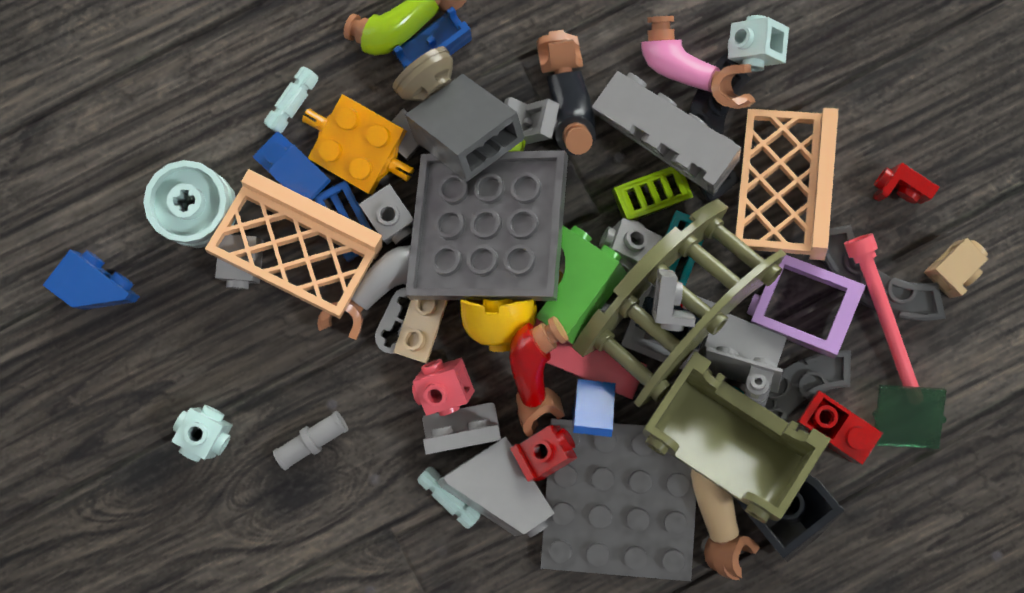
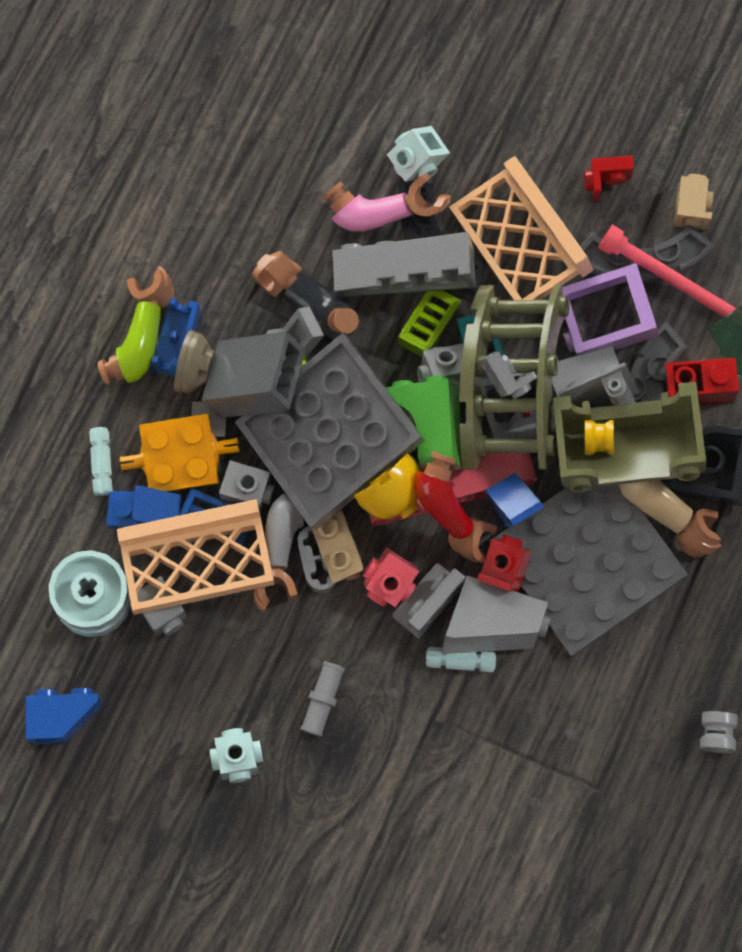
camera: 40 degrees left, 10 degrees down
(708, 413) = (599, 437): none -> yellow wheel

